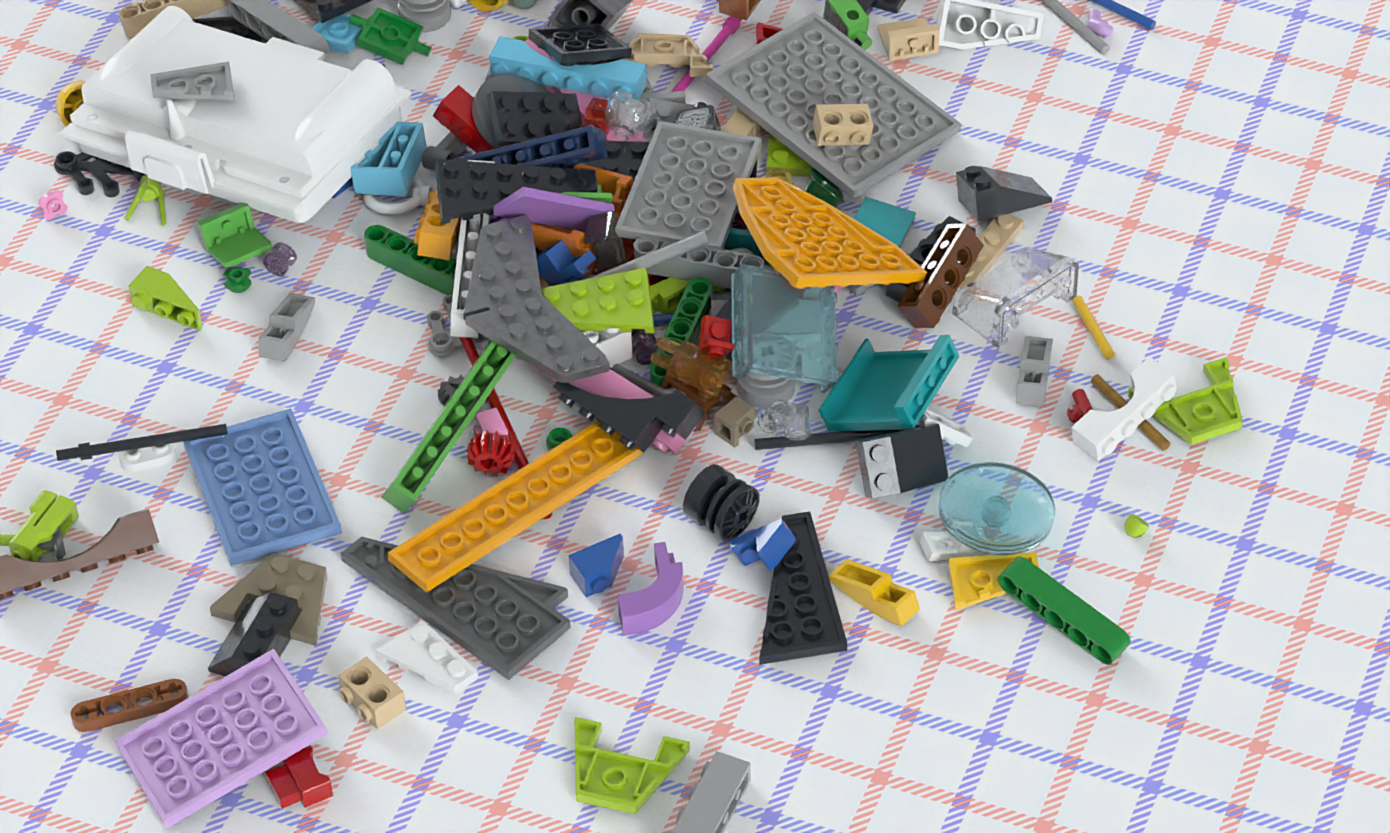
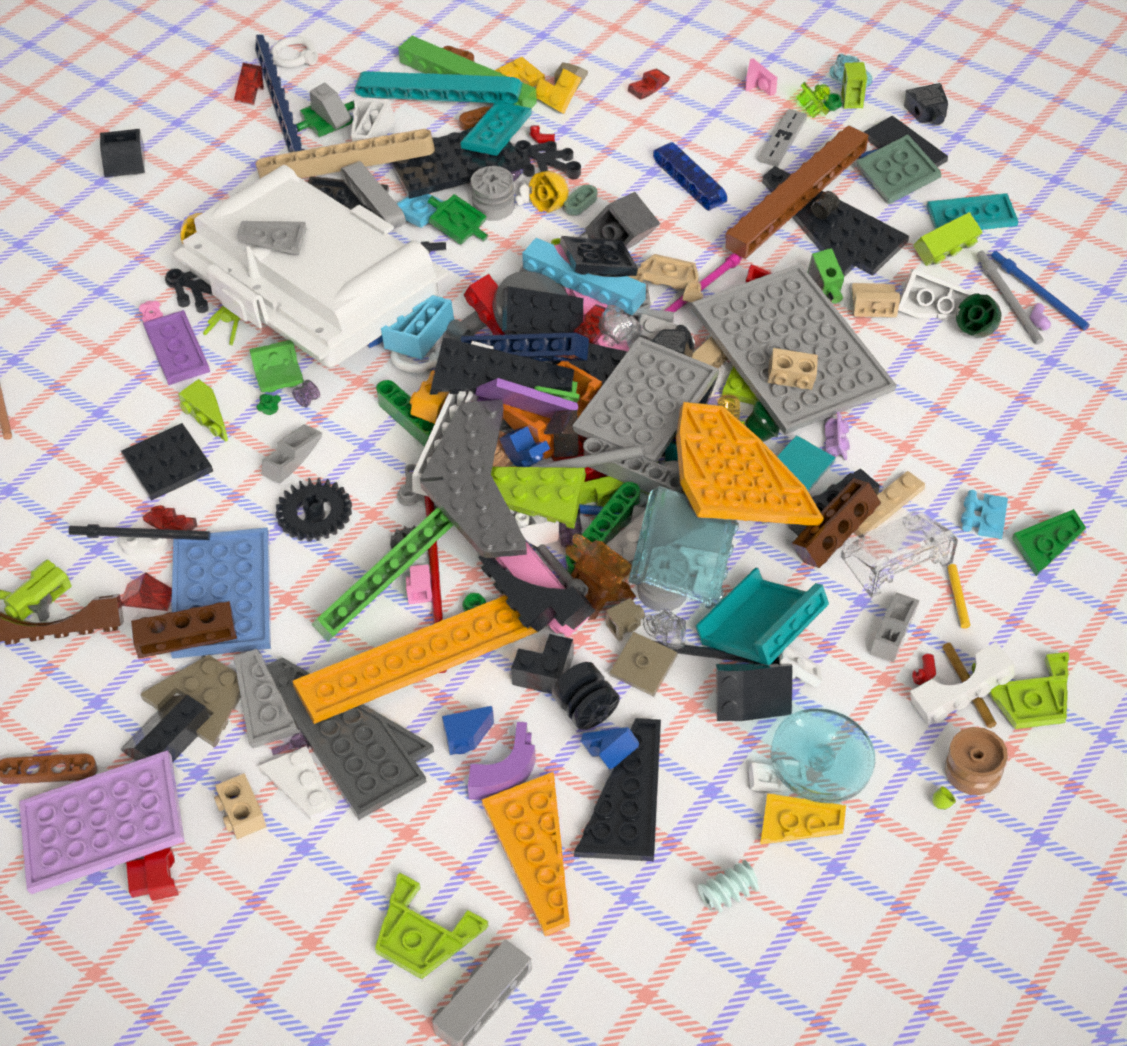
camera: 15 degrees right, 5 degrees up
(98, 239) = (176, 347): none -> medium lavender tile
(138, 364) = (167, 461): none -> black plate
(164, 422) = (167, 519): none -> clear red slope
(175, 504) = (147, 593): none -> clear red slope
(239, 528) = (183, 629): none -> reddish brown brick
(335, 370) = (312, 499): none -> black gear
(360, 590) = (262, 702): none -> light grey wing
(409, 618) = (297, 742): none -> clear purple hand
(490, 453) = (411, 604): red gear -> none
(662, 489) = (542, 670): none -> black brick
(709, 658) = (531, 838): none -> light orange wing
(715, 336) = (624, 542): red bracket -> none
(772, 461) = (643, 664): none -> dark tan plate
(875, 591) = (694, 810): yellow slope -> none
(909, 192) = (836, 430): none -> lavender hinge
(936, 654) = (728, 886): none -> light aqua piece
(996, 192) = (910, 454): black slope -> none
(1032, 32) = (979, 315): none -> dark green cylinder
(1064, 610) = (854, 871): green beam -> none
(1105, 238) = (992, 514): none -> medium azure plate
(1160, 480) = (976, 761): none -> medium nougat wheel
(1173, 251) = (1048, 539): none -> green wing

